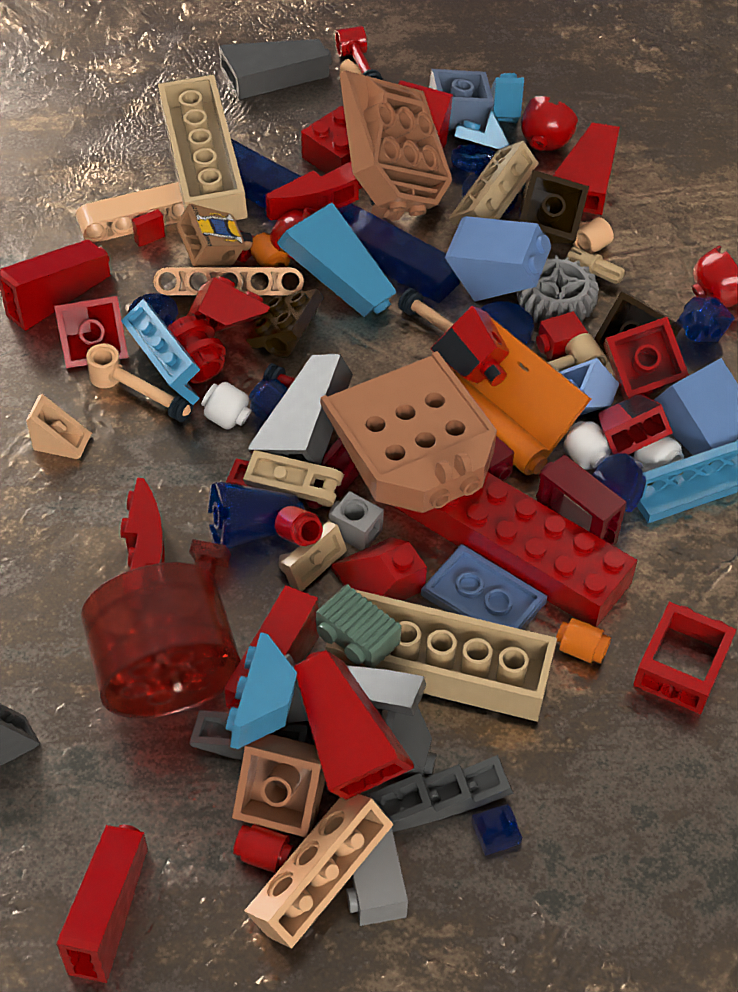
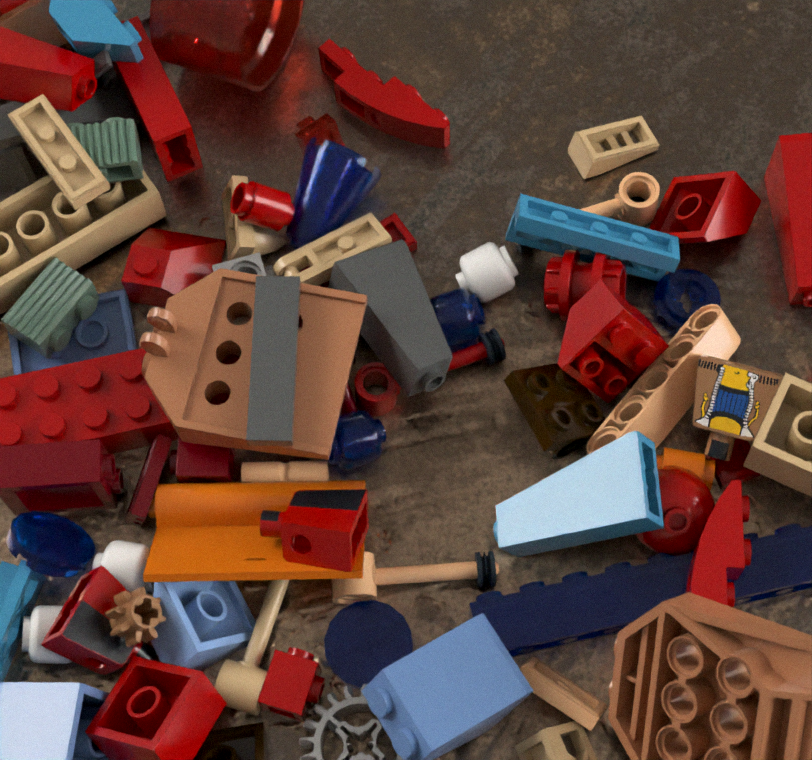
camera: 135 degrees right, 15 degrees up
(55, 430) = (582, 106): light nougat slope -> none
(90, 405) = (591, 158): none -> tan slope
(385, 627) = (59, 151): none -> tan tile
(408, 406) = (274, 361): none -> dark grey tile
(443, 230) = (563, 693): none -> light nougat tile
(484, 597) = (51, 308): none -> sand green brick
(526, 472) = (148, 480): none -> dark red tile
(611, 396) = (135, 616): none -> medium nougat gear

